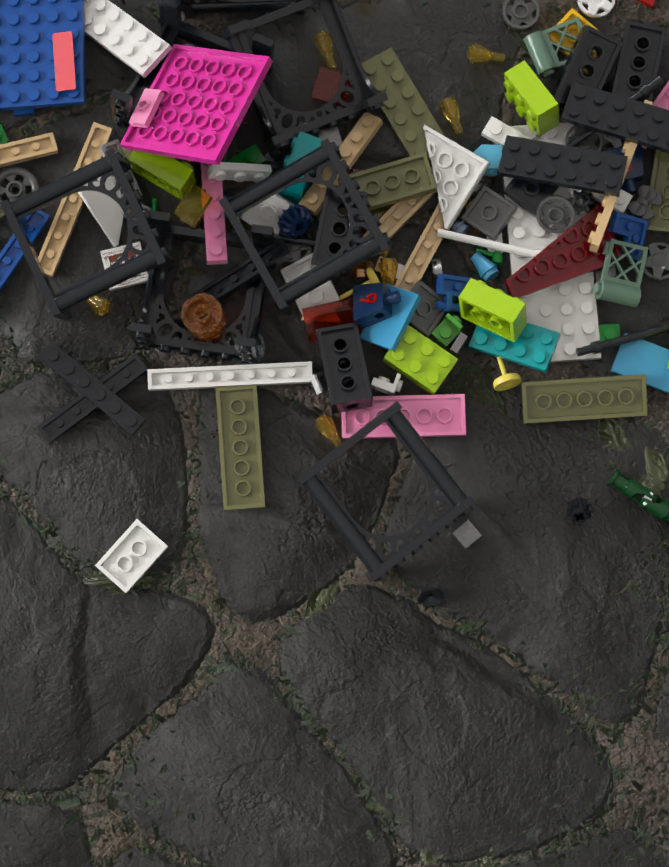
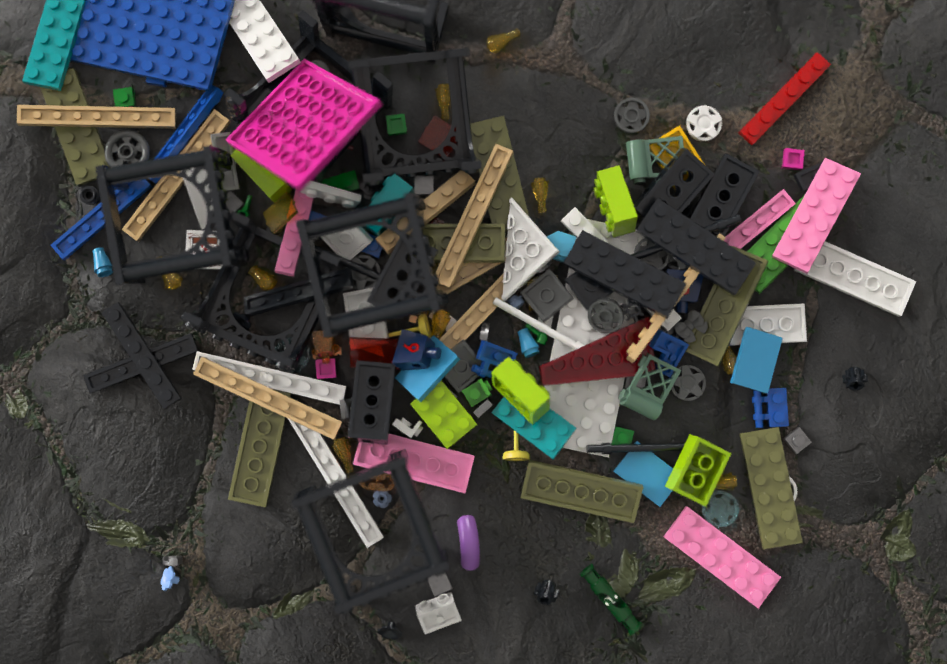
camera: 15 degrees right, 5 degrees up
(22, 309) = (102, 264): none -> dark azure cone
(64, 61) = (199, 47): coral piece -> none
(72, 145) = (190, 124): none -> blue plate
(131, 556) = (134, 516): white plate -> none
(146, 108) = (258, 113): bright pink plate -> none
(184, 589) = (172, 560): none -> flat silver tile
(185, 608) = (169, 578): none -> light blue plant
(194, 278) = (264, 279): none -> clear yellow cone
(197, 307) = (267, 324): clear orange brick -> none
(236, 394) = (268, 398): none -> tan plate
(277, 327) = (324, 347): none -> clear orange piece
(284, 86) = (396, 124): none -> green plate
(285, 350) = (326, 371): none -> dark pink plate
(295, 221) = (367, 254): dark blue gear -> none
(318, 448) = (333, 472): none -> white plate
(370, 444) = (379, 486): none -> clear orange beam
(382, 470) = (382, 503): none -> sand blue plate
(392, 150) = (473, 215): none -> tan plate
(474, 563) = (437, 613): none -> white bracket
(479, 54) = (582, 144): clear yellow cone -> none
(485, 482) = (469, 542): none -> medium lavender cylinder

